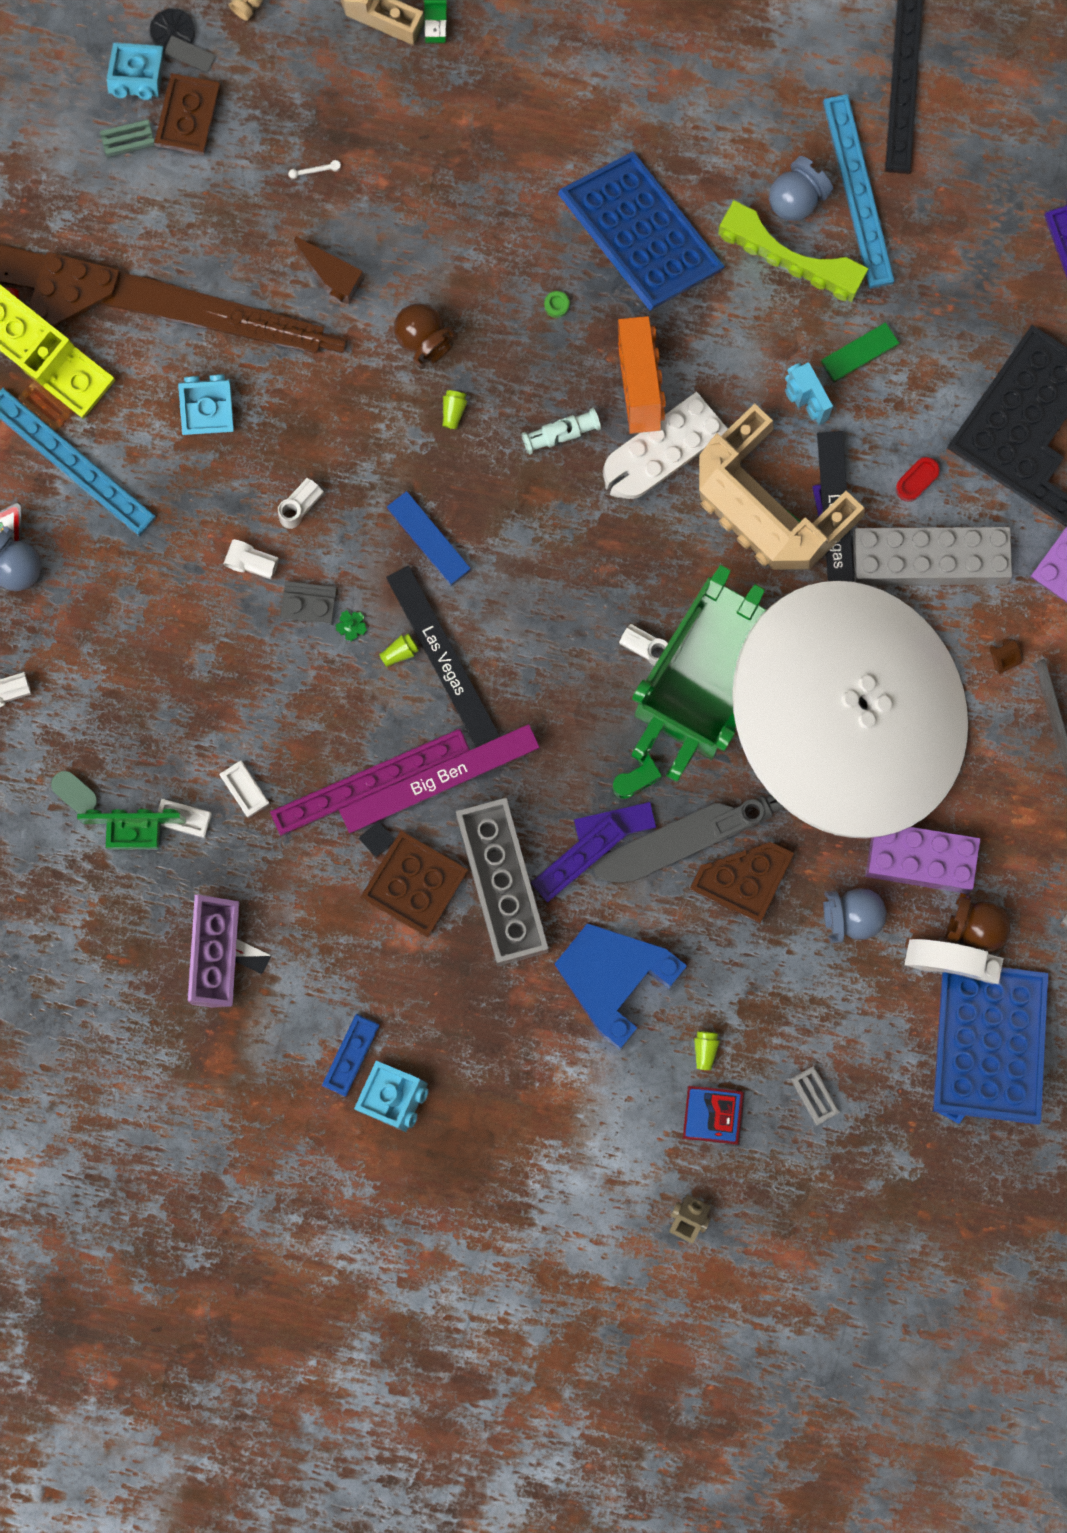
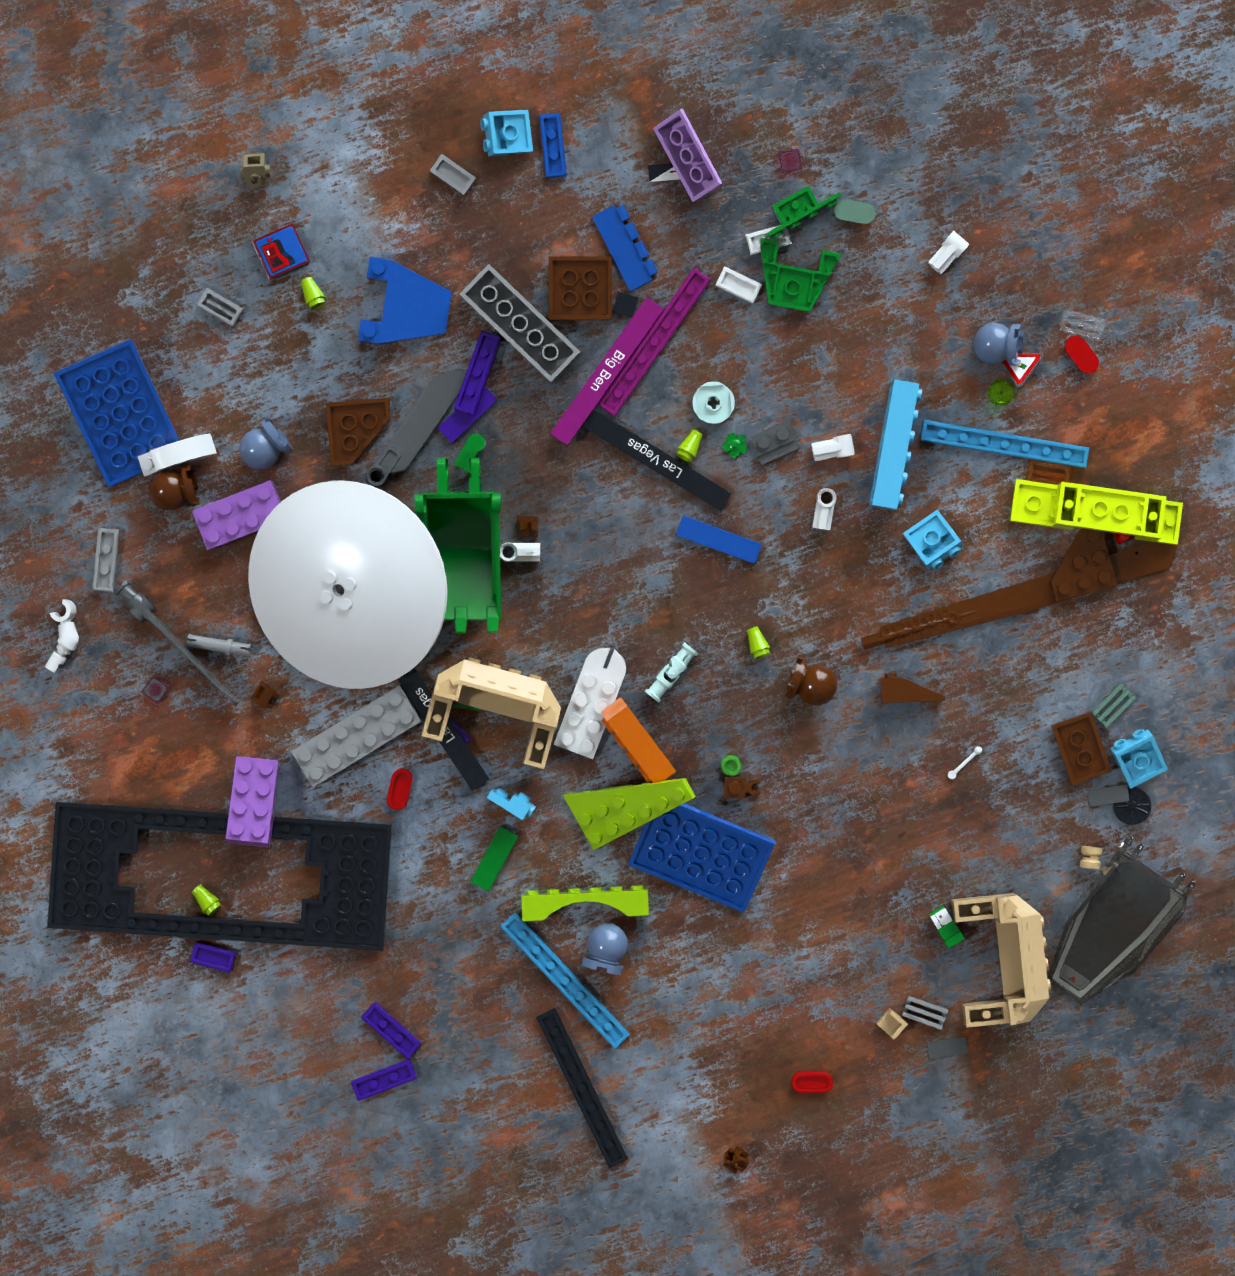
camera: 150 degrees right, 10 degrees up
(43, 523) = (995, 397): none -> clear neon green plate
(108, 887) = (790, 160): none -> clear pink tile
(185, 521) = (894, 445): none -> medium azure brick
(188, 752) = (790, 285): none -> green wing
(342, 667) = (721, 394): none -> light aqua plate
(343, 898) = (620, 244): none -> blue windscreen
(477, 1088) = (452, 174): none -> light grey tile
(562, 278) = (736, 787): none -> reddish brown plate
(621, 669) = (527, 526): none -> reddish brown tile
(696, 317) = (620, 809): none -> lime wing
(1024, 736) = (227, 647): none -> light grey pin

